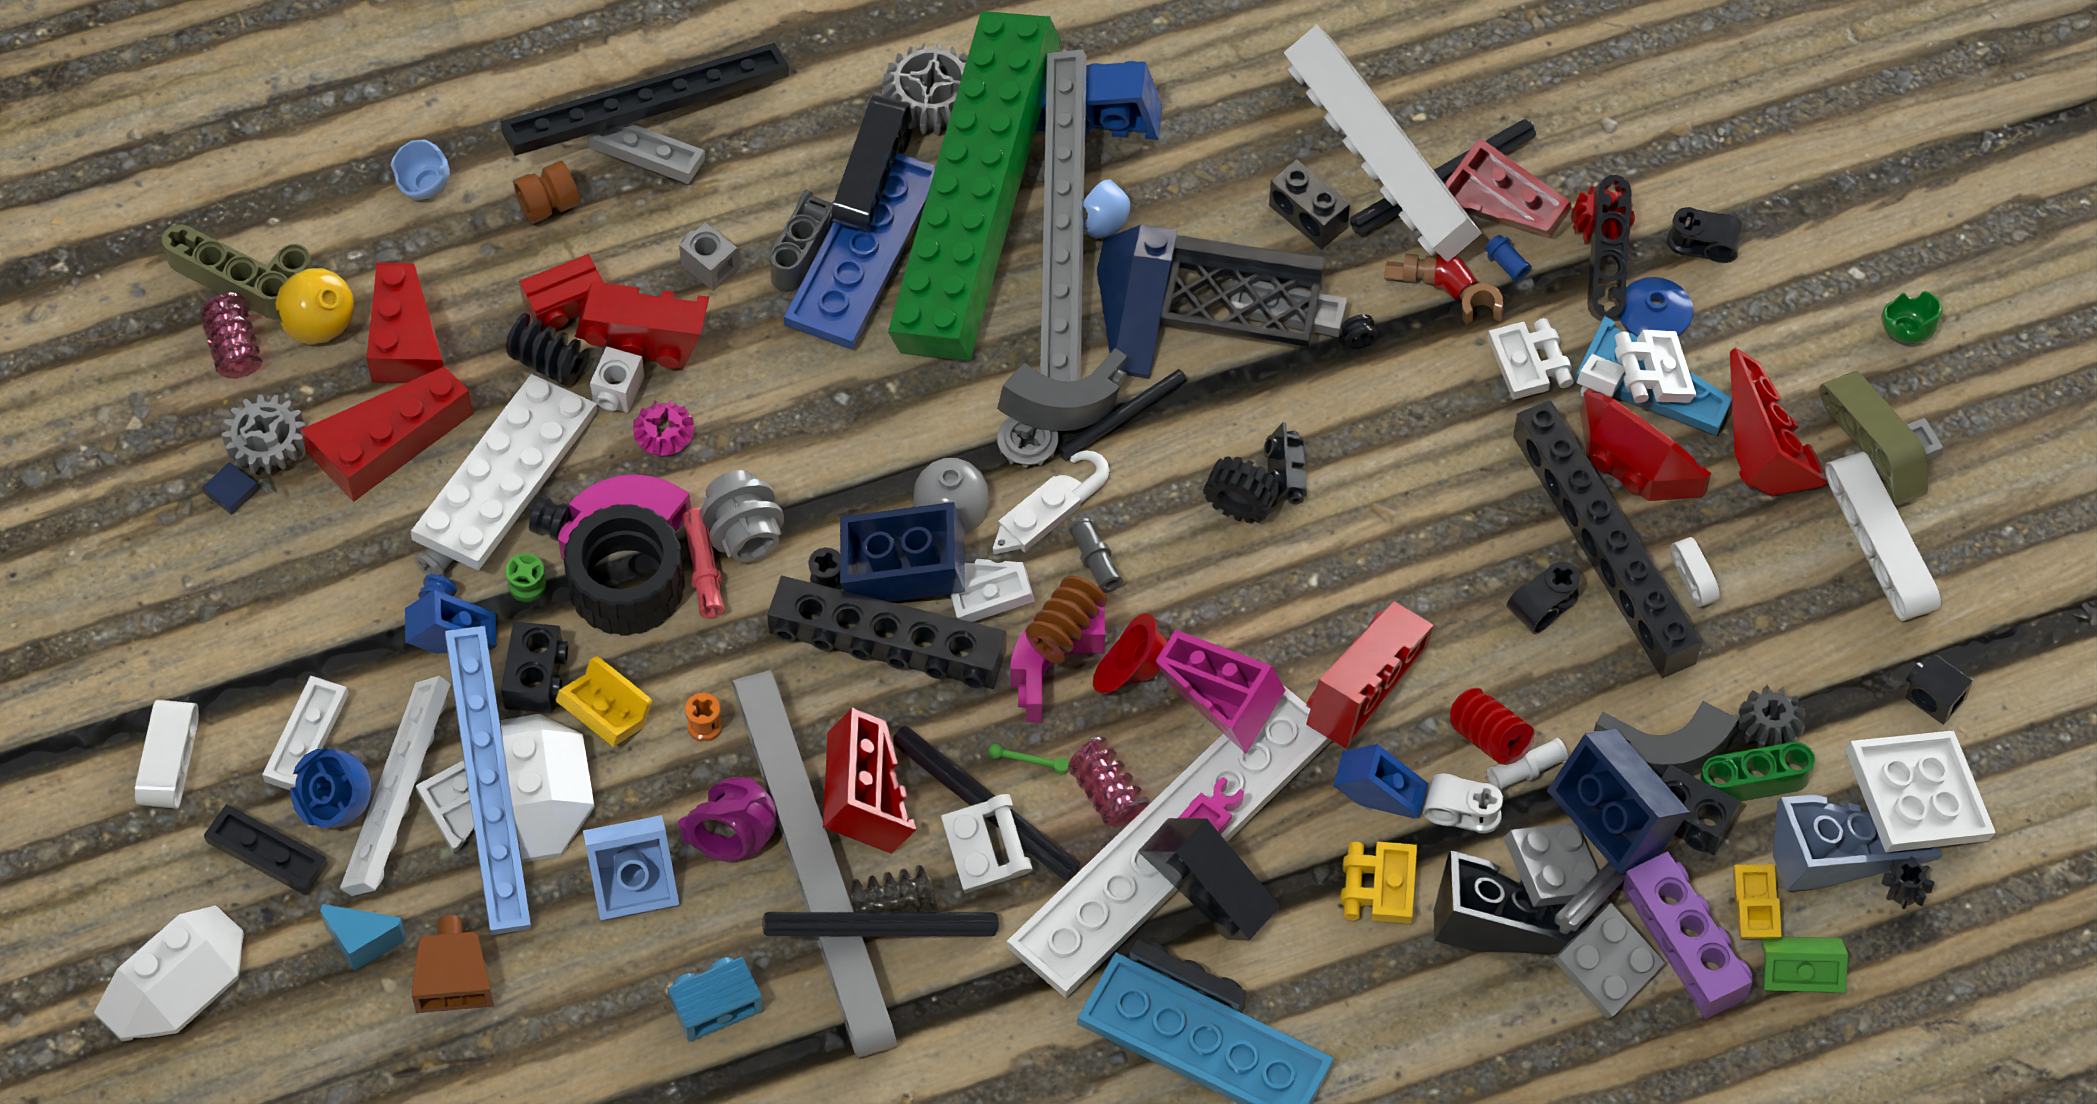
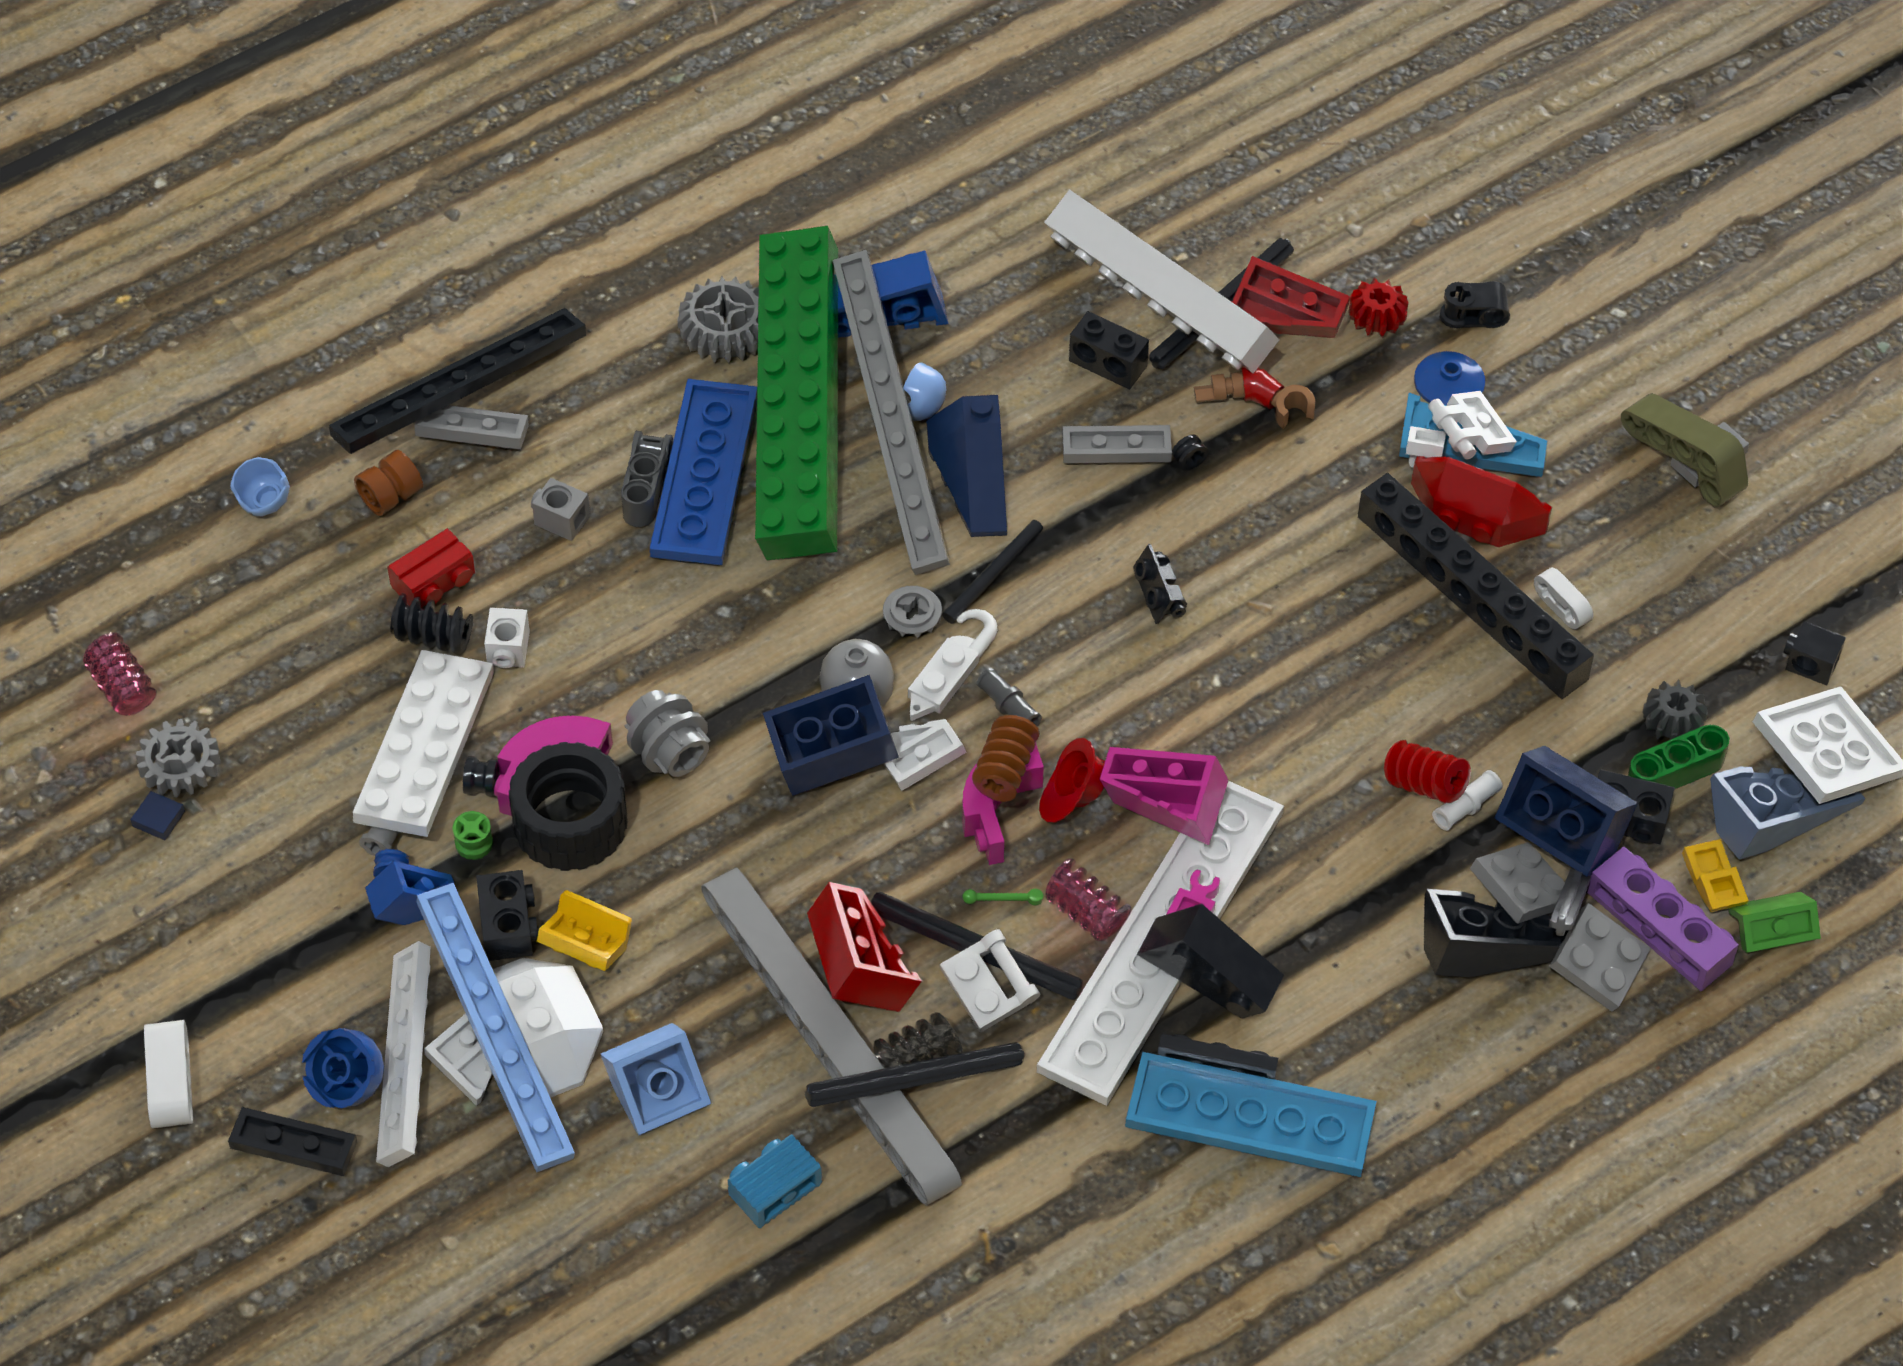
camera: 15 degrees left, 5 degrees down
(173, 976) = (235, 1282): white wedge -> none
(193, 252) = (88, 614): olive beam -> none
(305, 730) = (299, 1022): white plate -> none
(315, 306) = (195, 629): yellow cylinder -> none
(362, 934) = (410, 1198): dark azure slope -> none
(386, 431) = (297, 730): red wedge -> none
(400, 330) = (287, 635): red wedge -> none
(450, 970) = (511, 1212): dark orange torso -> none
(642, 324) = (525, 579): red wedge -> none
(673, 438) = (577, 677): dark pink gear -> none
(703, 717) = (683, 924): orange bush -> none
(705, 574) = (645, 796): coral pin -> none
(742, 807) = (748, 999): magenta helmet -> none
(825, 567) = (760, 768): black bush -> none
(871, 161) = (693, 392): black beam -> none
(873, 617) = (820, 798): black brick -> none
(1063, 404) = (935, 571): dark grey arch -> none
(1240, 489) = (1128, 611): black tyre -> none
(1255, 264) = (1071, 415): black fence -> none
(1367, 673) = (1297, 750): wedge -> none
(1380, 781) = (1338, 844): blue slope -> none
(1393, 882) = (1378, 930): yellow plate -> none
(1460, 803) = (1418, 847): white piece -> none
(1501, 251) = (1302, 360): blue pin -> none
(1520, 362) = (1345, 450): white plate -> none
(1546, 596) = (1436, 647): black piece -> none
(1613, 248) = (1399, 331): black beam -> none
(1686, 749) = (1608, 752): dark grey arch -> none
(1765, 435) = (1587, 468): red wedge -> none
(1882, 536) = (1720, 531): white beam -> none
(1907, 882) = (1845, 828): black gear -> none
(1912, 318) = (1684, 339): green hair -> none

